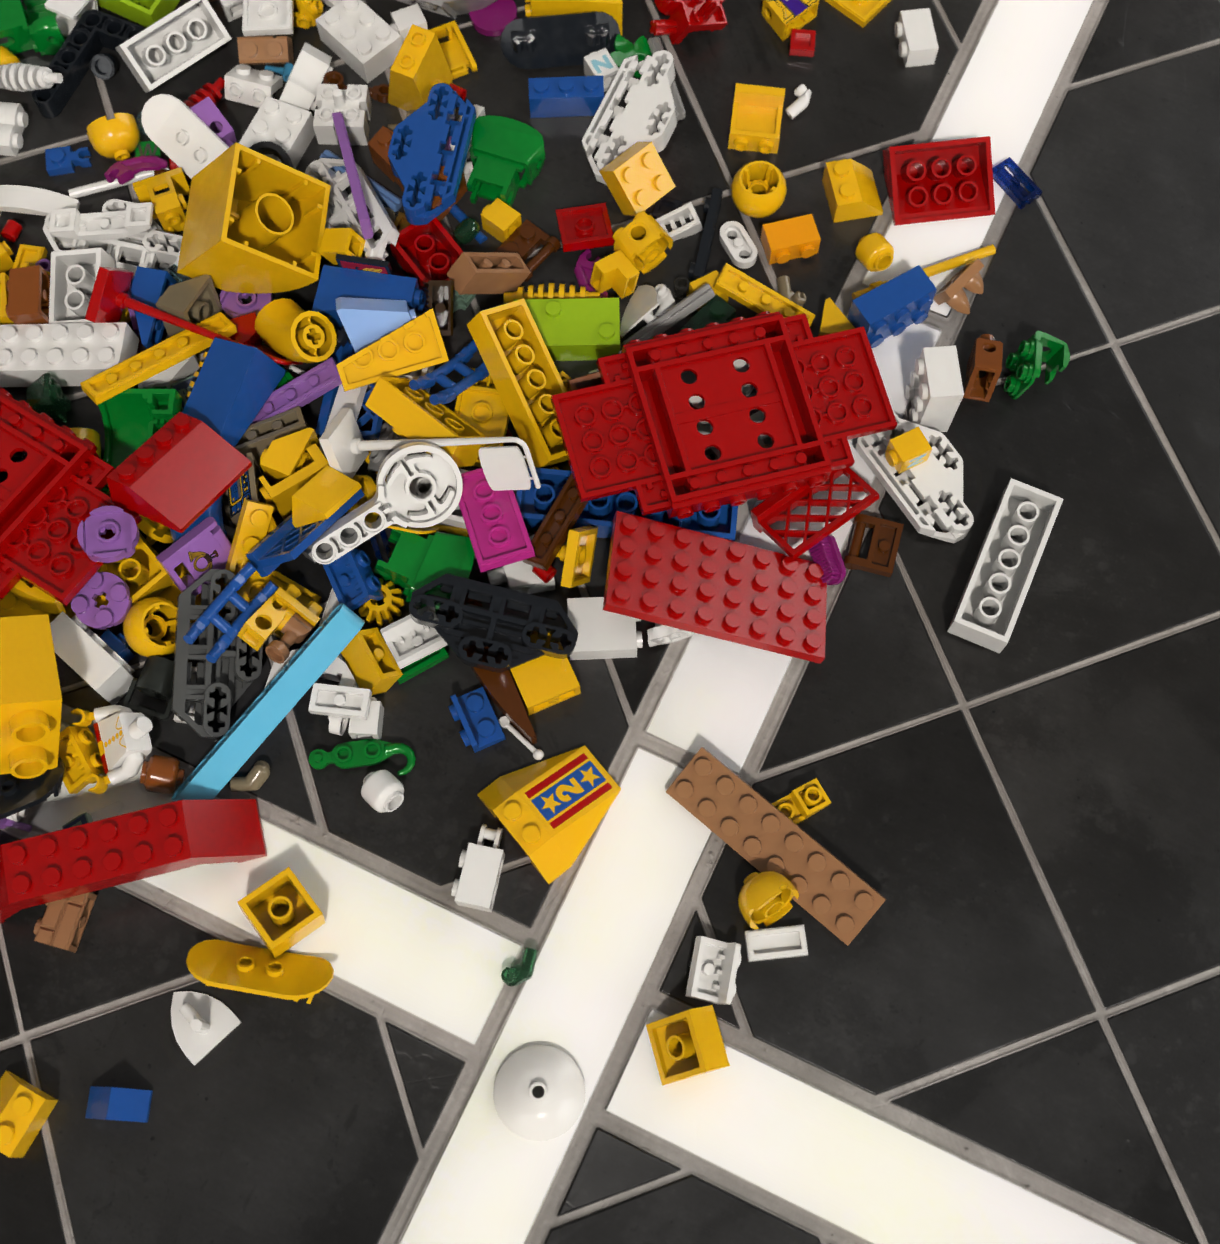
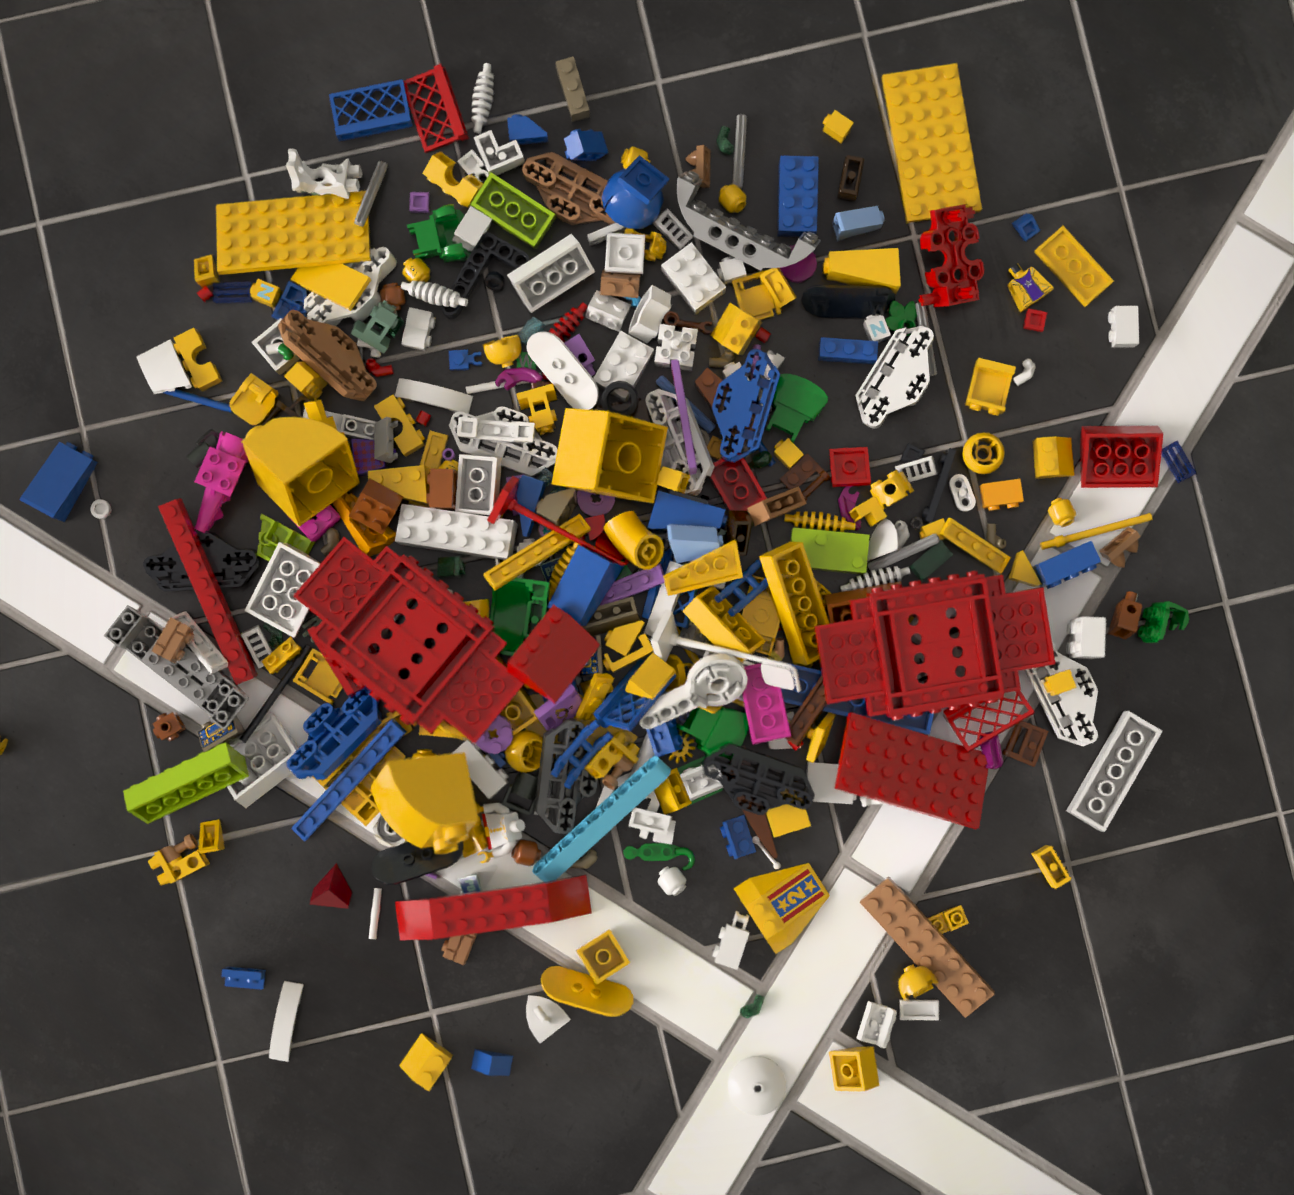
camera: 10 degrees right, 15 degrees up
(108, 550) = (513, 690): medium lavender plate -> none
(468, 30) = (778, 286): none -> yellow tile
(637, 178) = (894, 435): yellow brick -> none
(939, 705) = (1051, 866): none -> yellow brick

